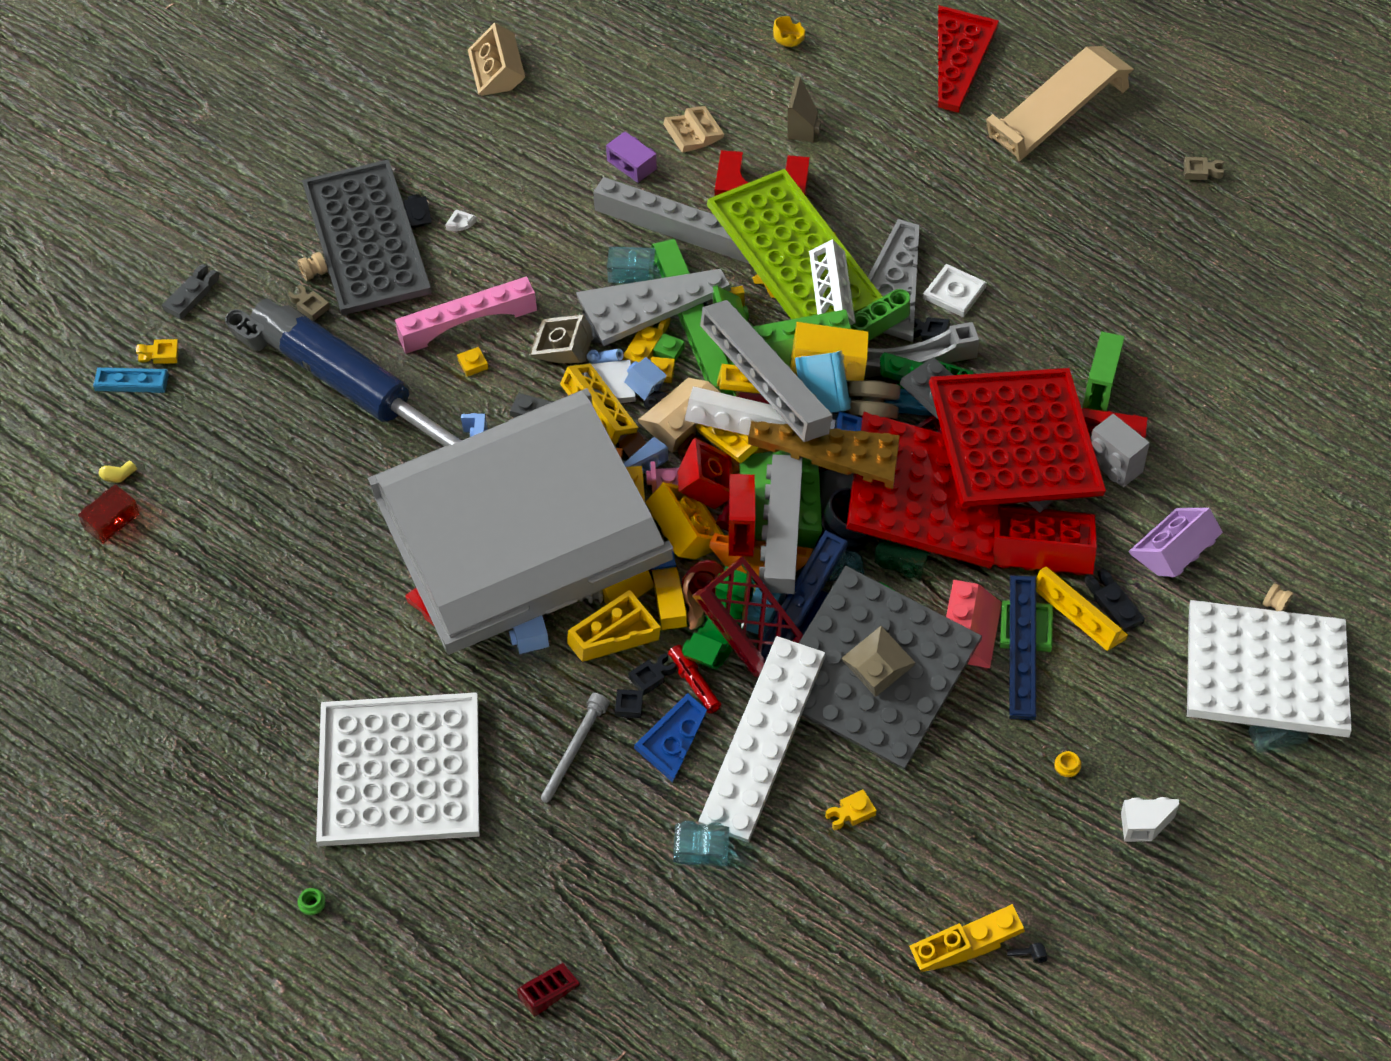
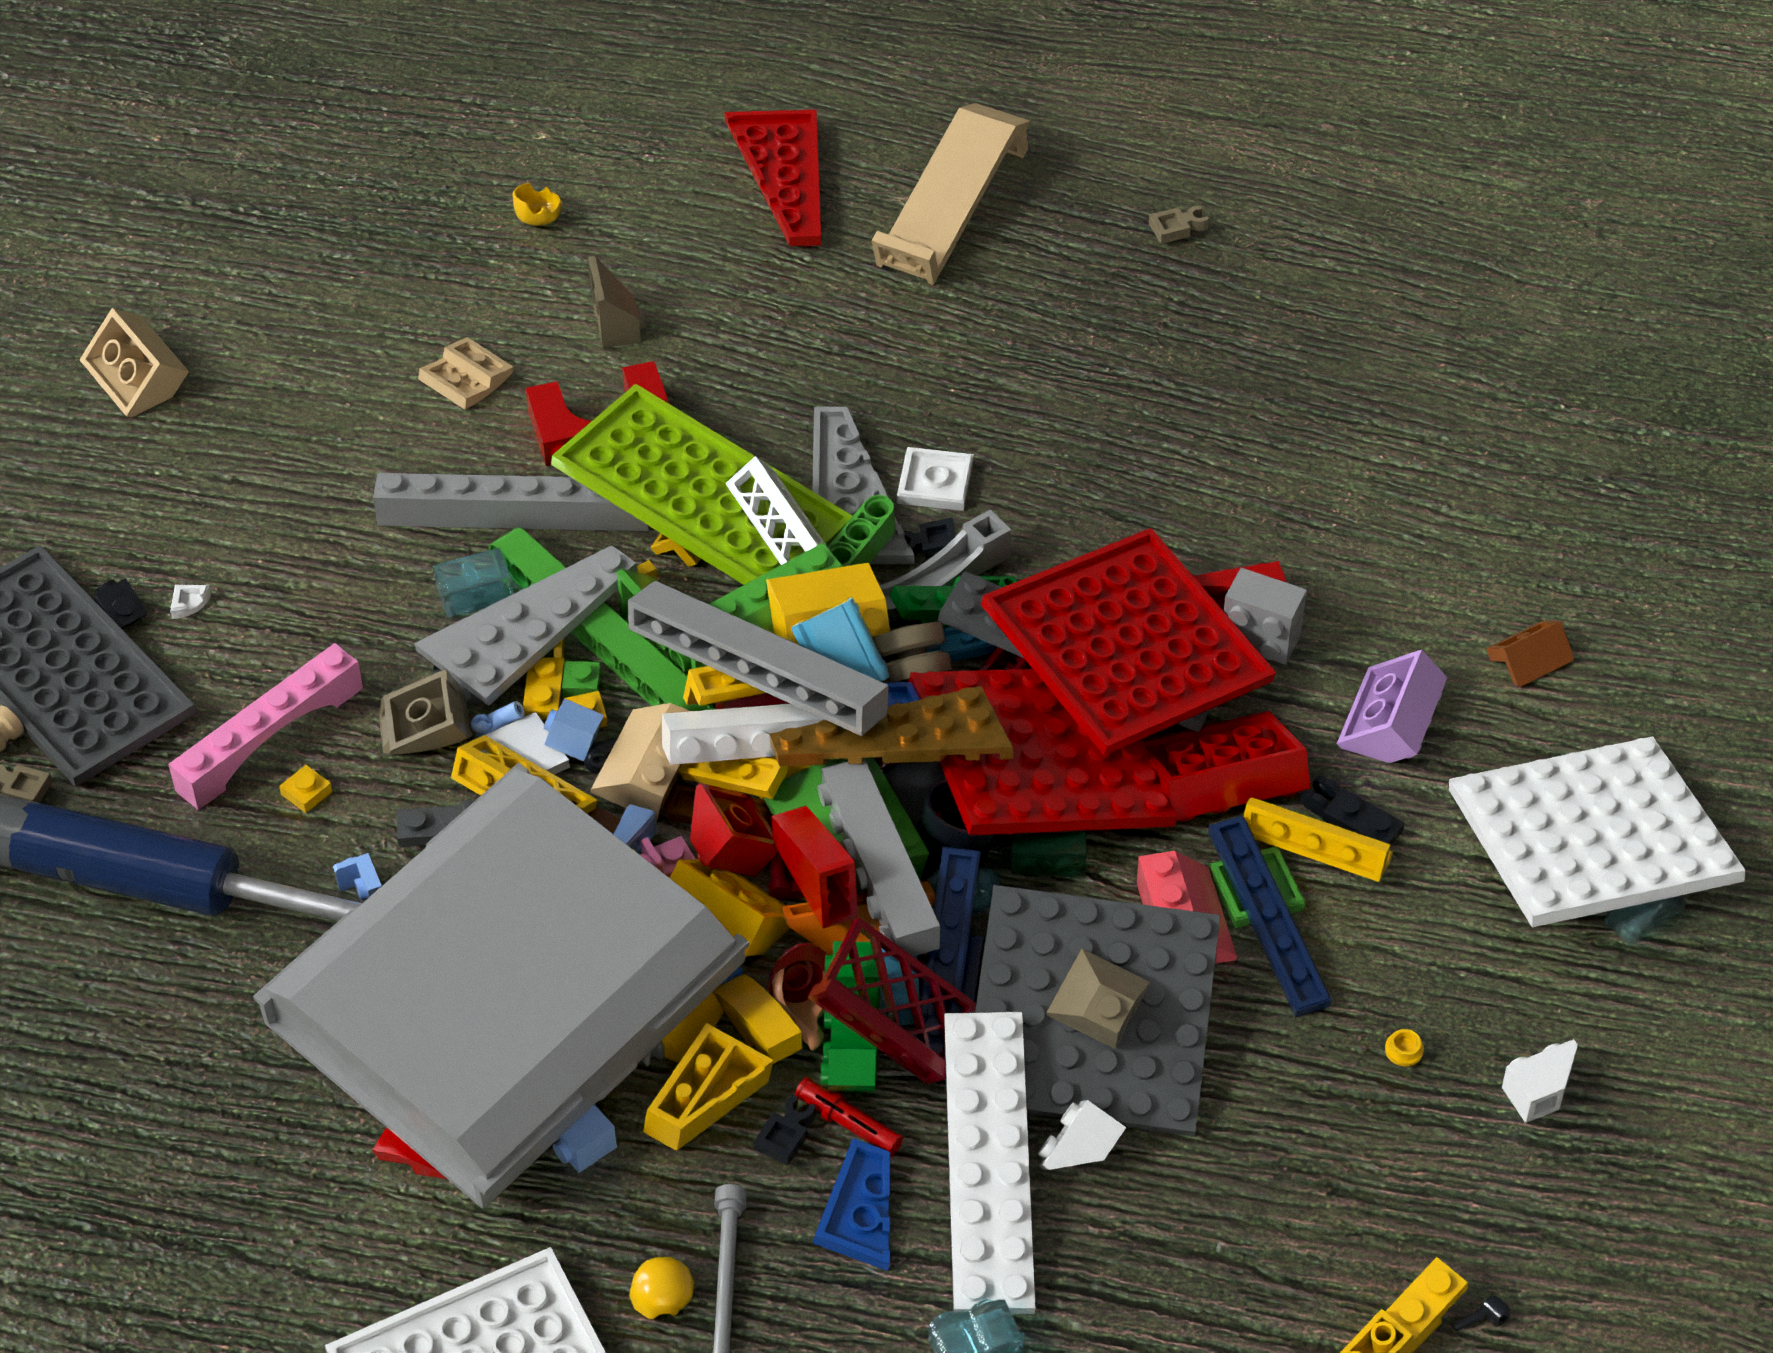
camera: 25 degrees left, 5 degrees down
(532, 741) = (661, 1287): none -> yellow hair
(629, 703) = (774, 1183): black plate -> none
(631, 157) = (398, 436): medium lavender brick -> none
(829, 746) = (1084, 1138): none -> white slope
(853, 808) = (1155, 1212): yellow plate -> none
(1103, 371) = (1190, 520): bright green slope -> none
(1277, 598) = (1557, 738): tan wheel -> none
(1293, 535) = (1533, 651): none -> dark orange panel

